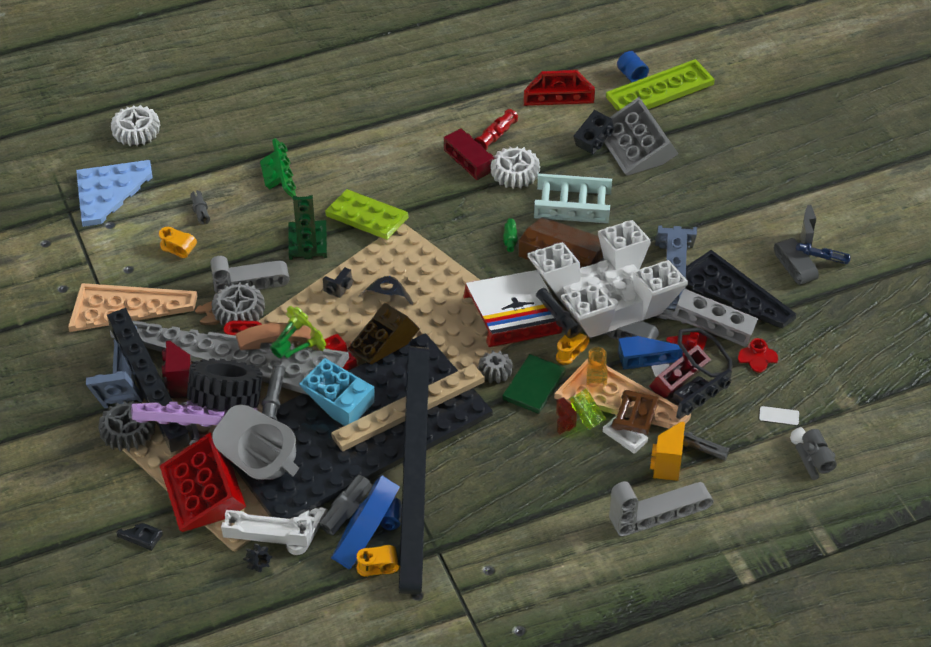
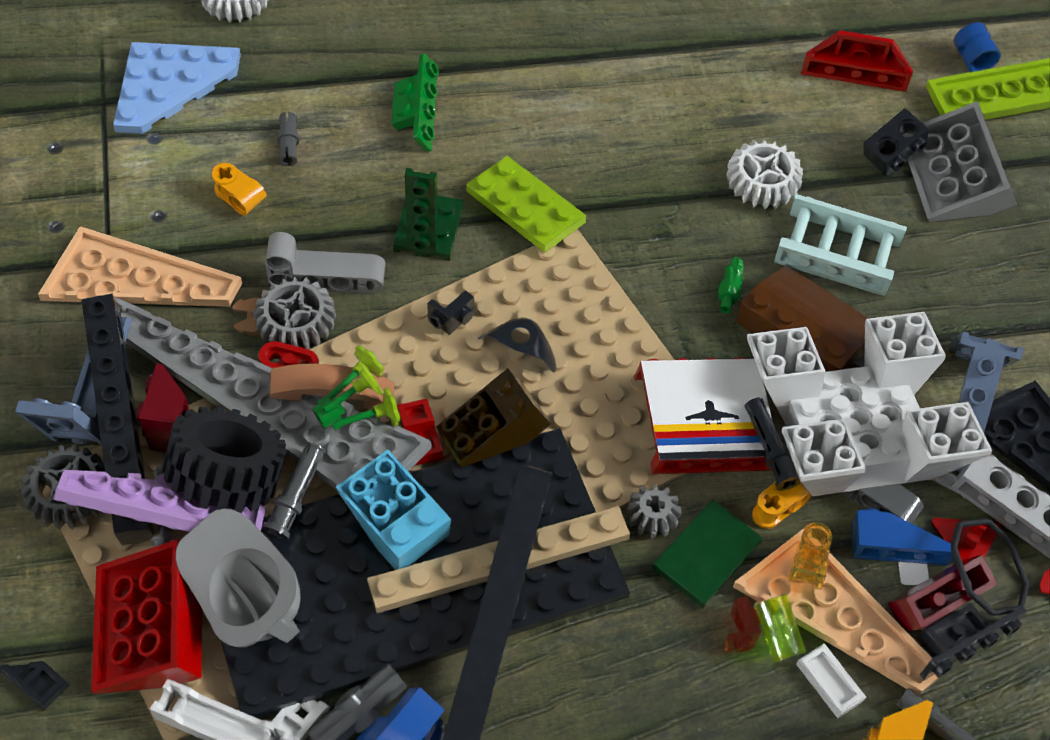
camera: 10 degrees right, 10 degrees up
(468, 153) = (700, 136): dark red brick -> none
(496, 129) = (750, 106): red piece -> none
(641, 415) = (864, 658): reddish brown plate -> none

